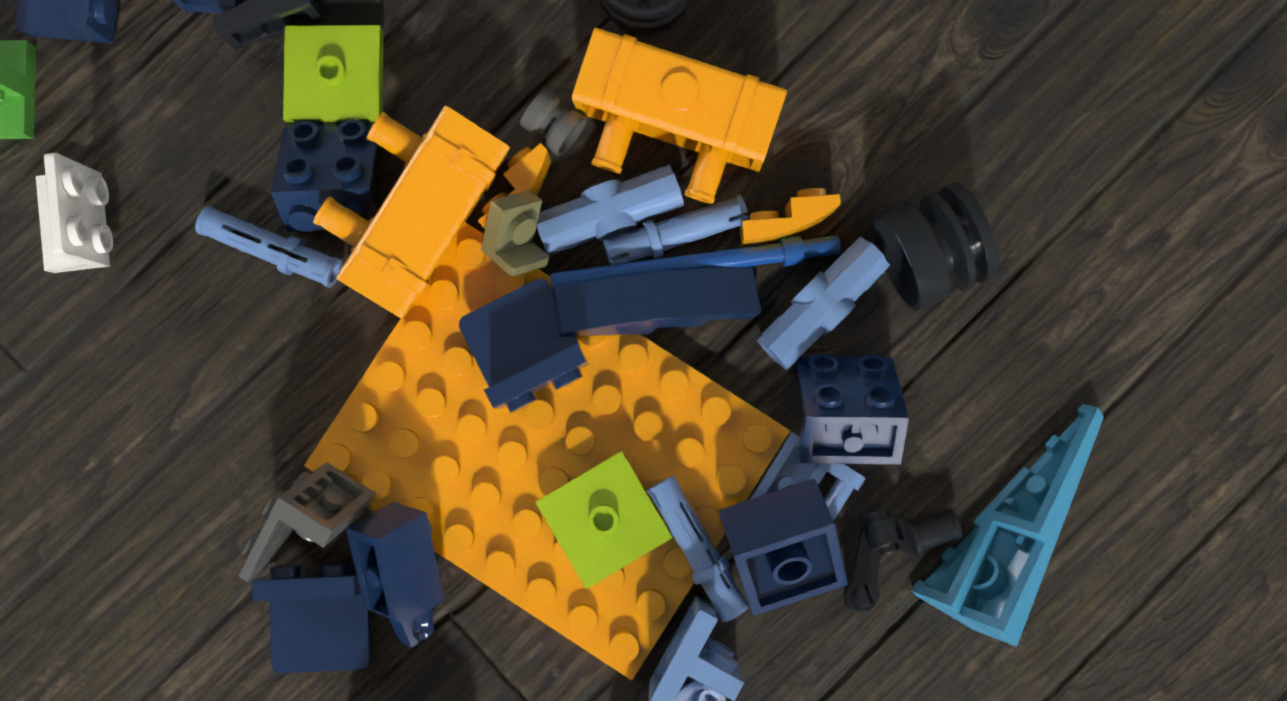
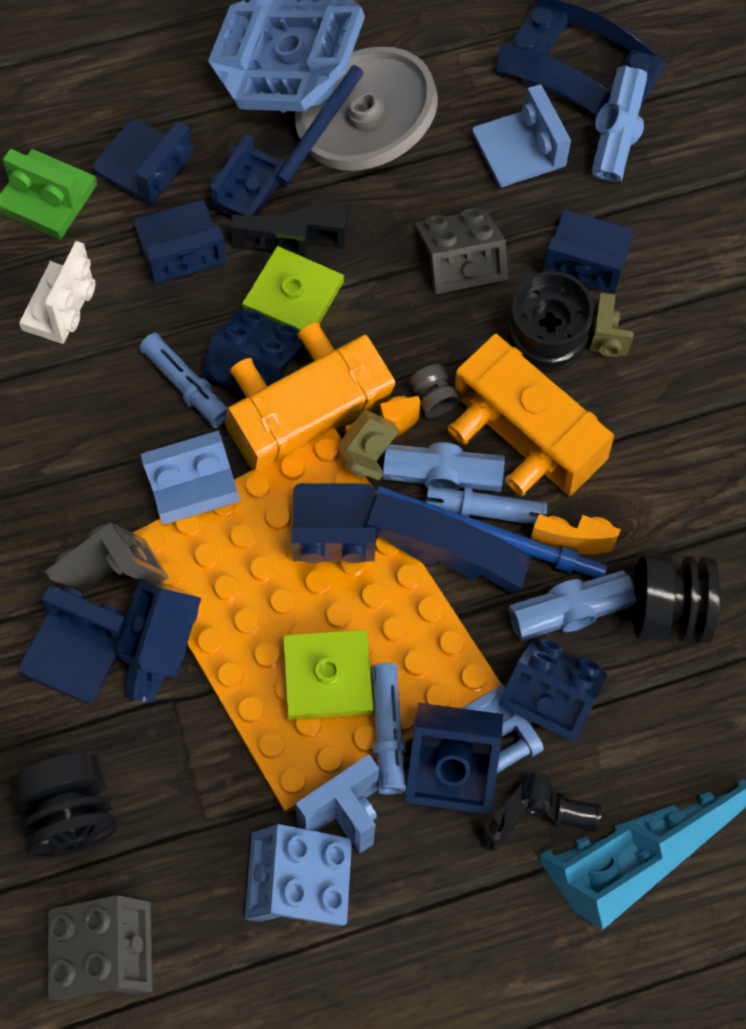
camera: 15 degrees right, 20 degrees down
(169, 76) = (180, 241): none -> dark blue bracket
(338, 367) = (190, 477): none -> medium blue bracket

